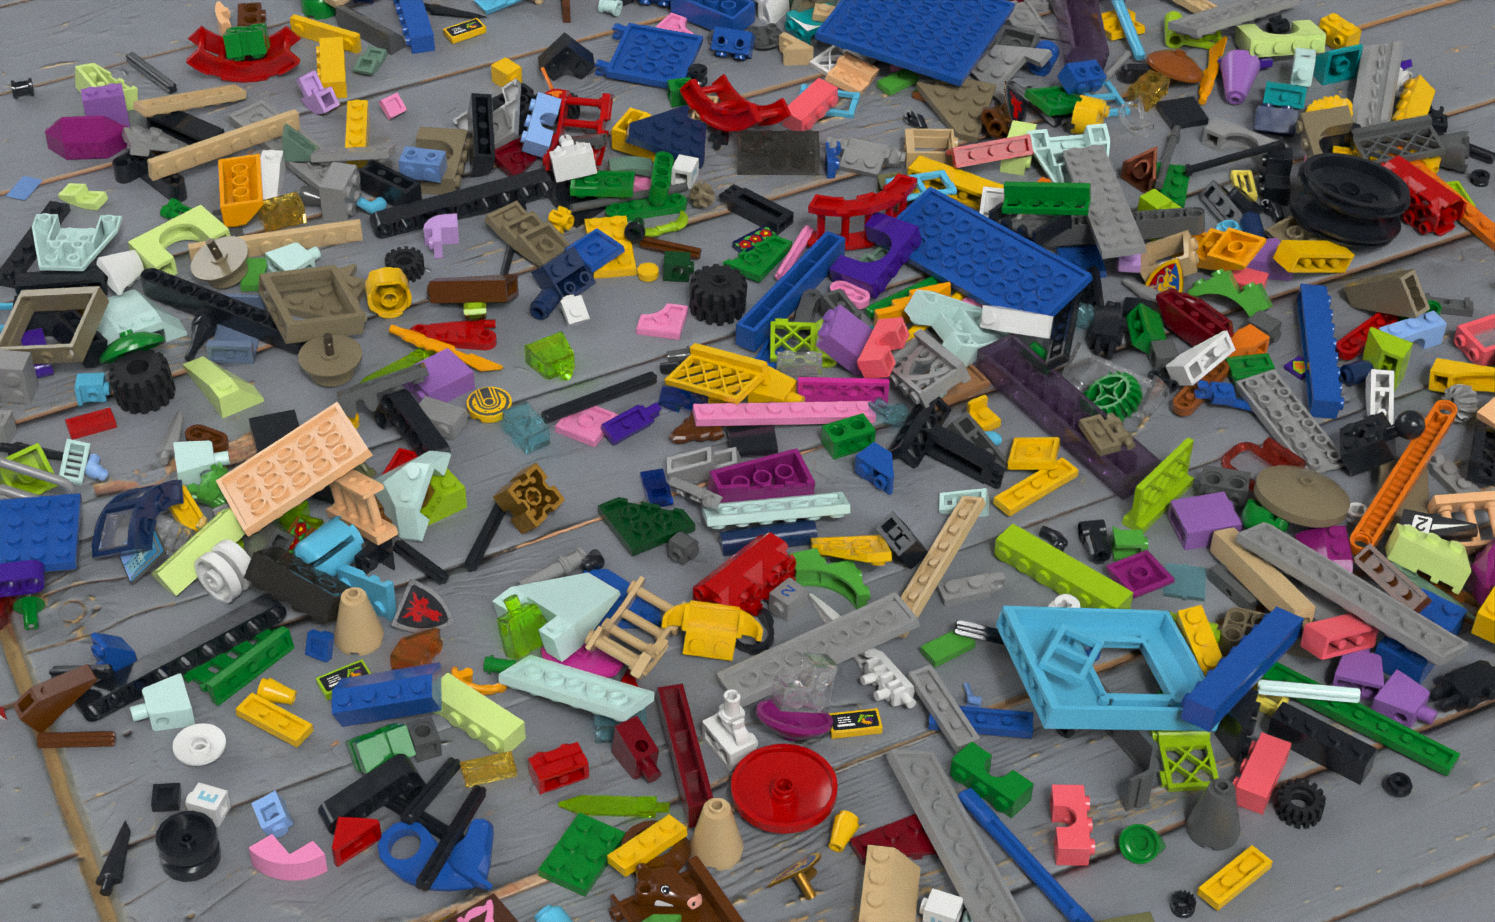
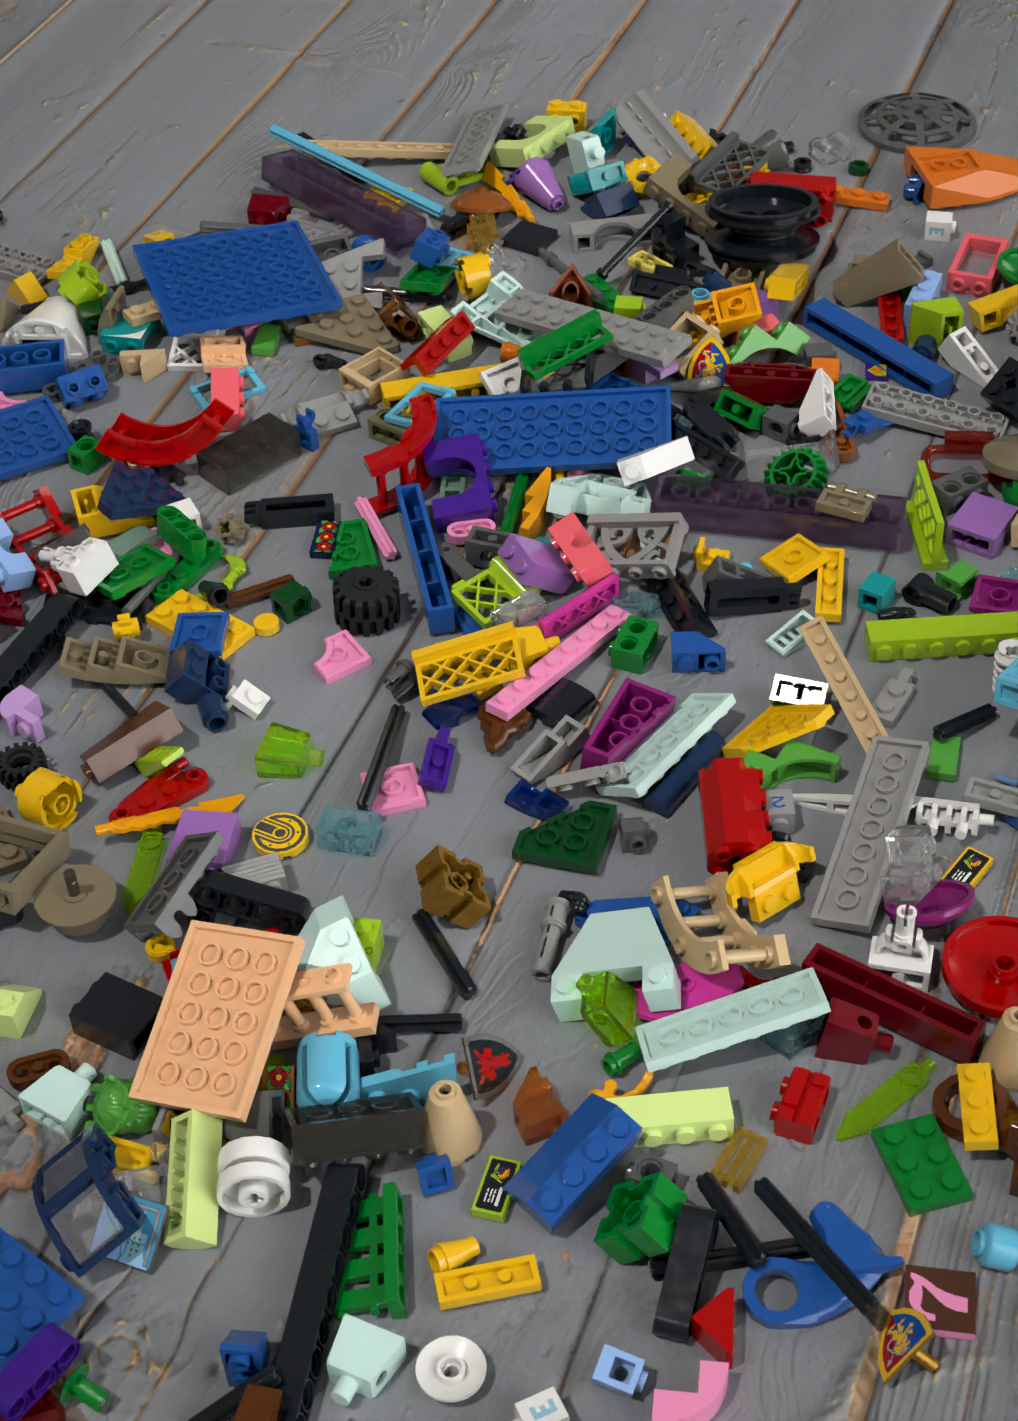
camera: 40 degrees left, 0 degrees up
(1058, 513) = (876, 592): none -> teal brick

